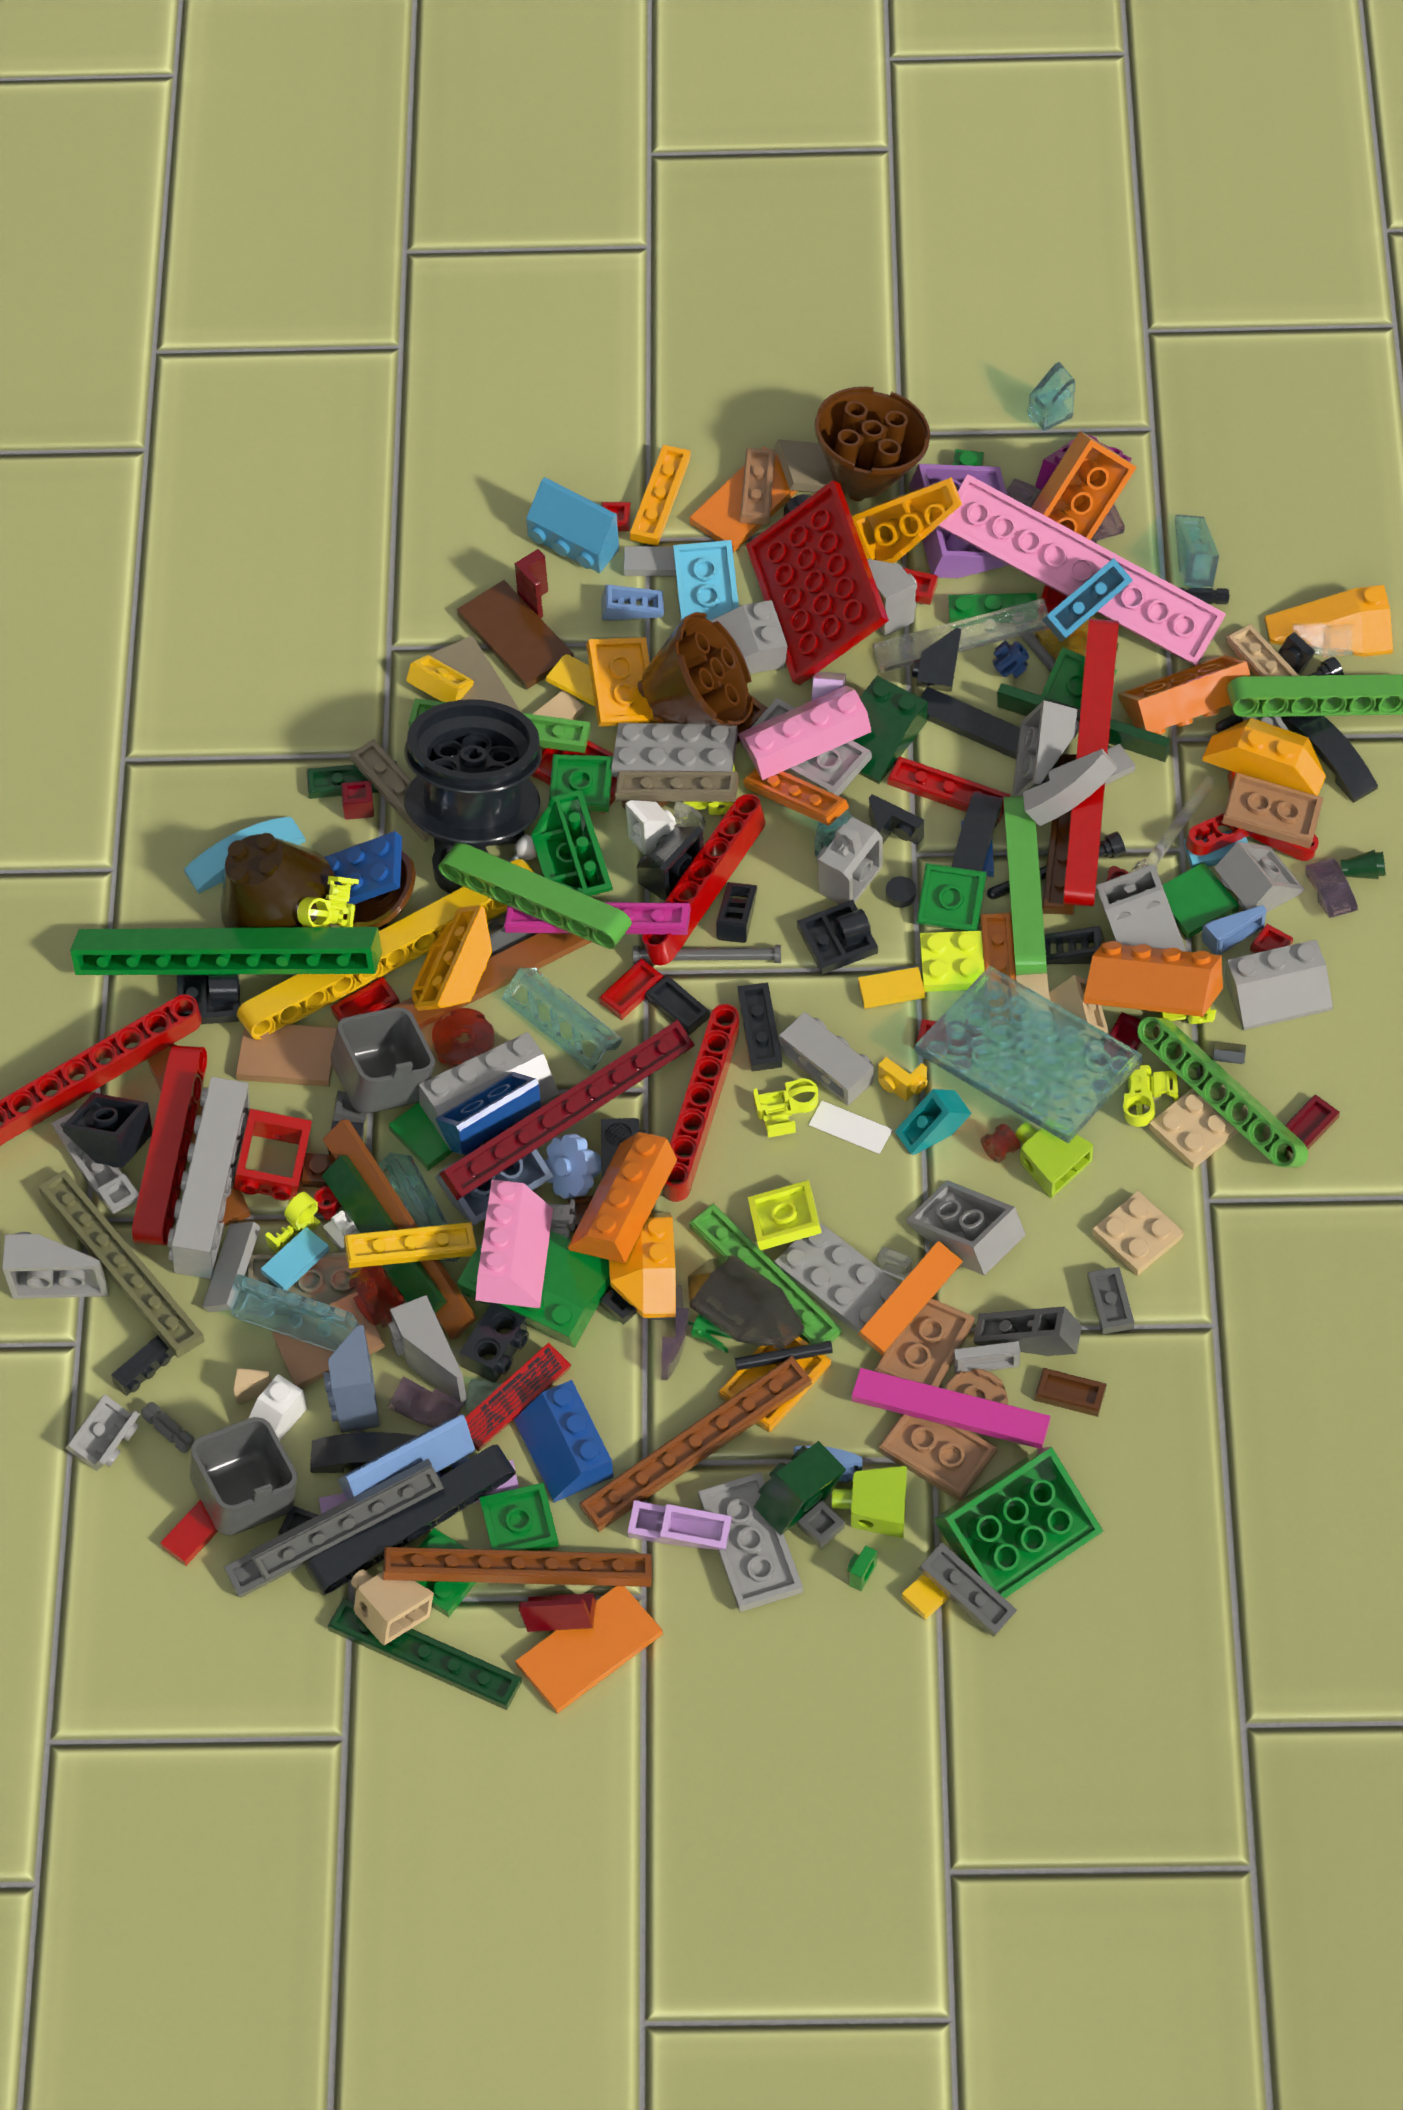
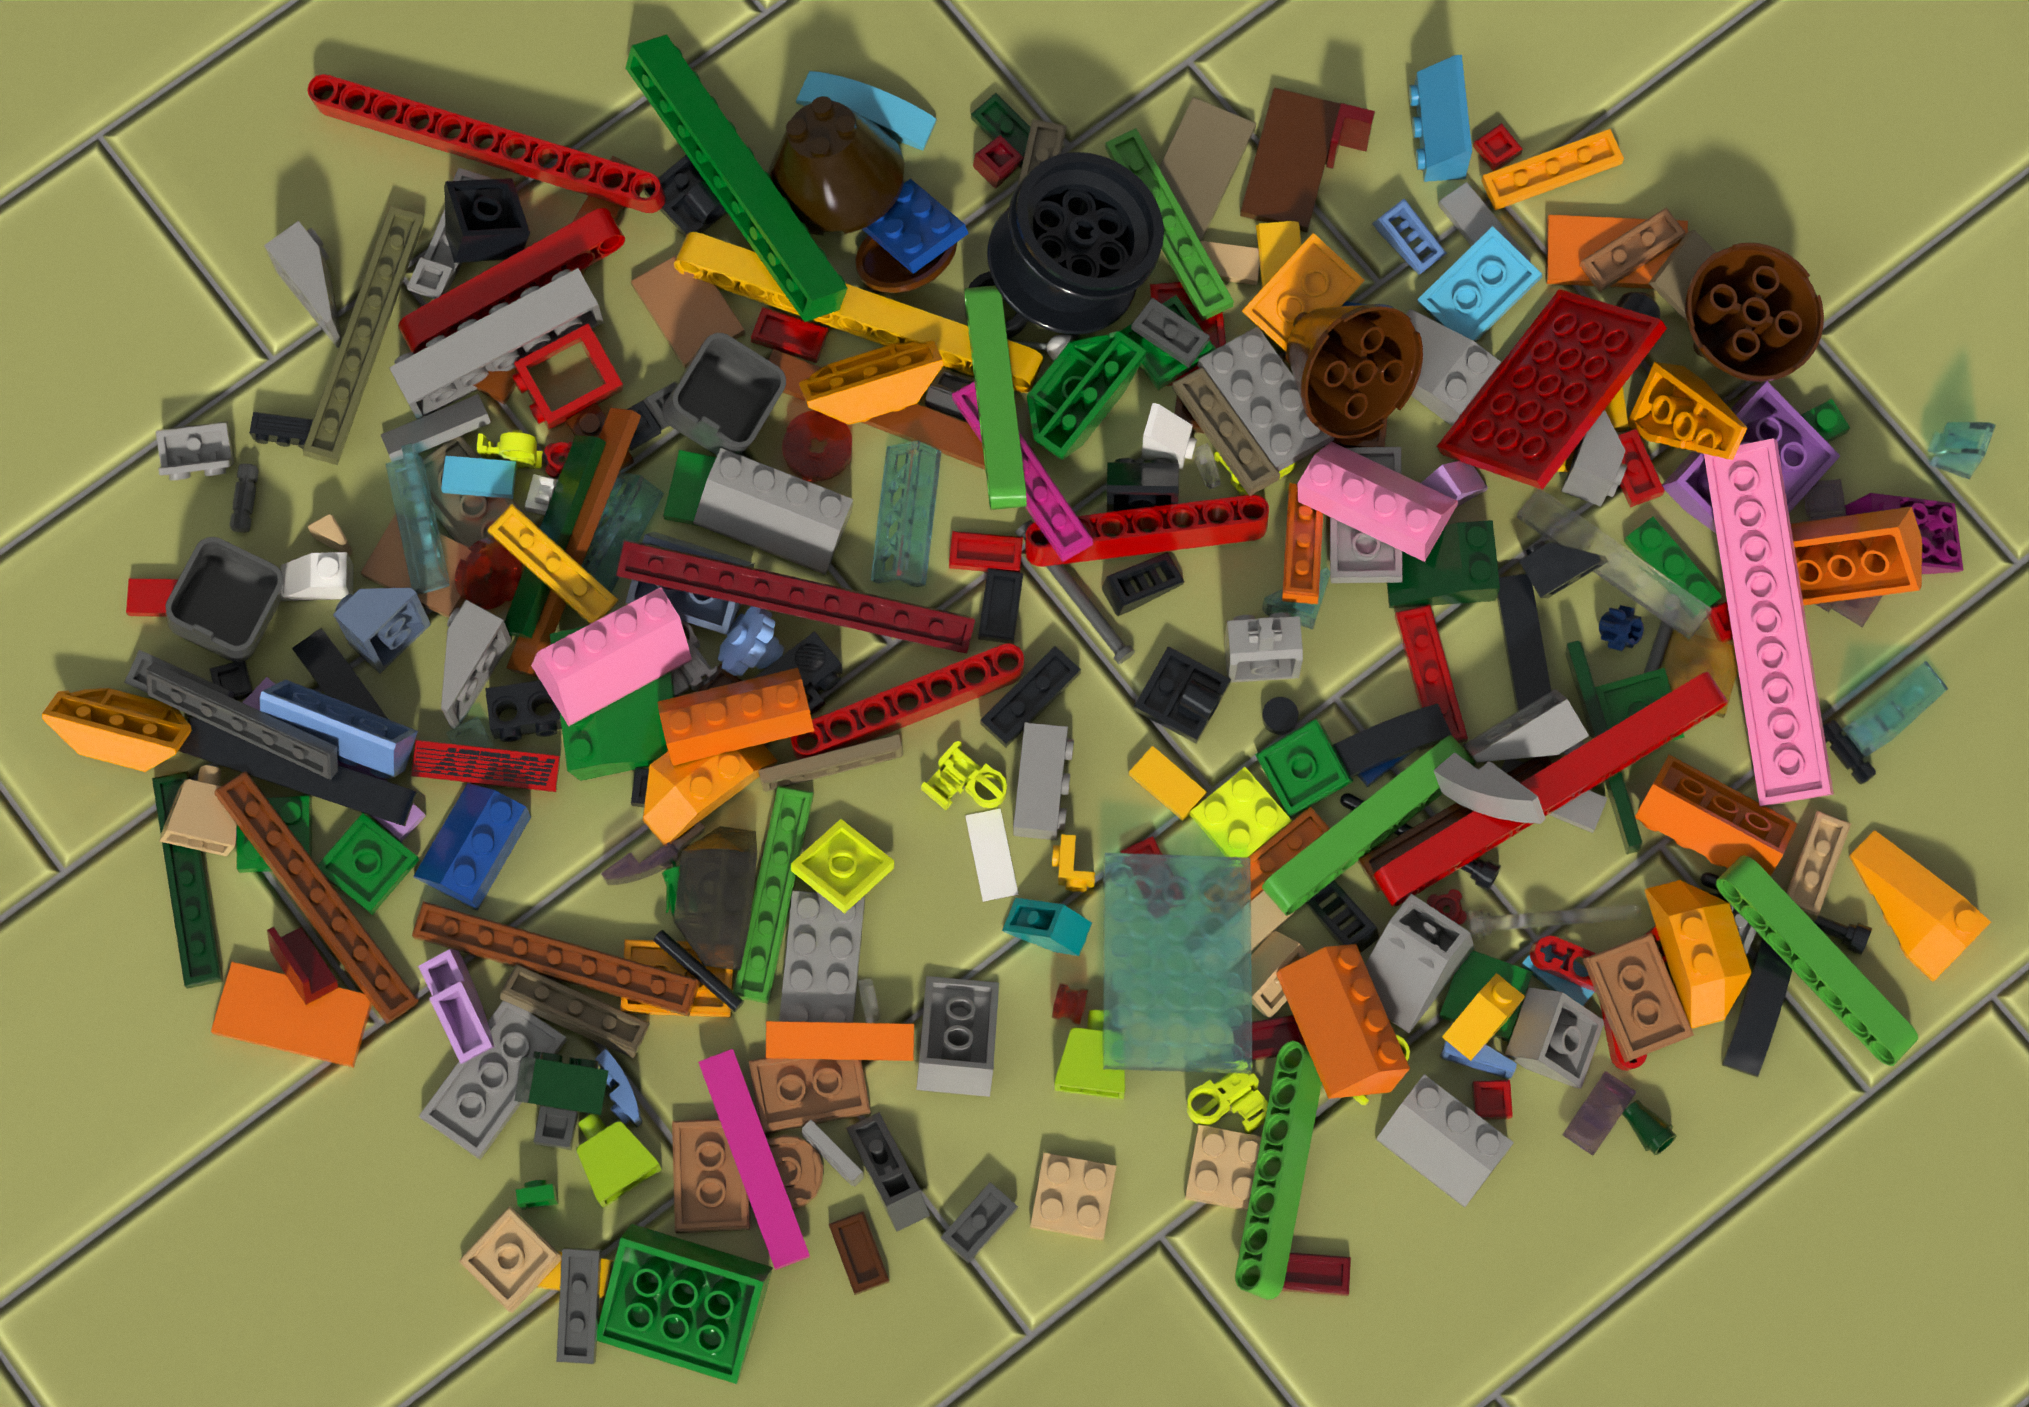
camera: 50 degrees right, 15 degrees up
(276, 1616) = (117, 726): none -> light orange wedge
(330, 910) = (847, 235): neon yellow piece -> none
(422, 1404) = (423, 696): slope -> none
(438, 679) = (1180, 132): yellow slope -> none
(489, 1112) = (740, 529): blue slope -> none
(580, 770) = (1170, 332): none -> dark grey plate
(702, 1176) = (831, 763): none -> dark tan tile
(745, 1455) = (574, 1011): none -> dark tan tile
(890, 818) = (1346, 645): black slope -> none
(895, 1616) = (511, 1259): none -> tan tile
(1087, 600) = (1729, 654): dark azure brick -> none
(1216, 897) = (1483, 1016): none -> yellow slope
(1229, 1052) = (1333, 1145): tile -> none
(1296, 652) = (1845, 891): black plate -> none
(1327, 639) = (1885, 907): clear slope -> none

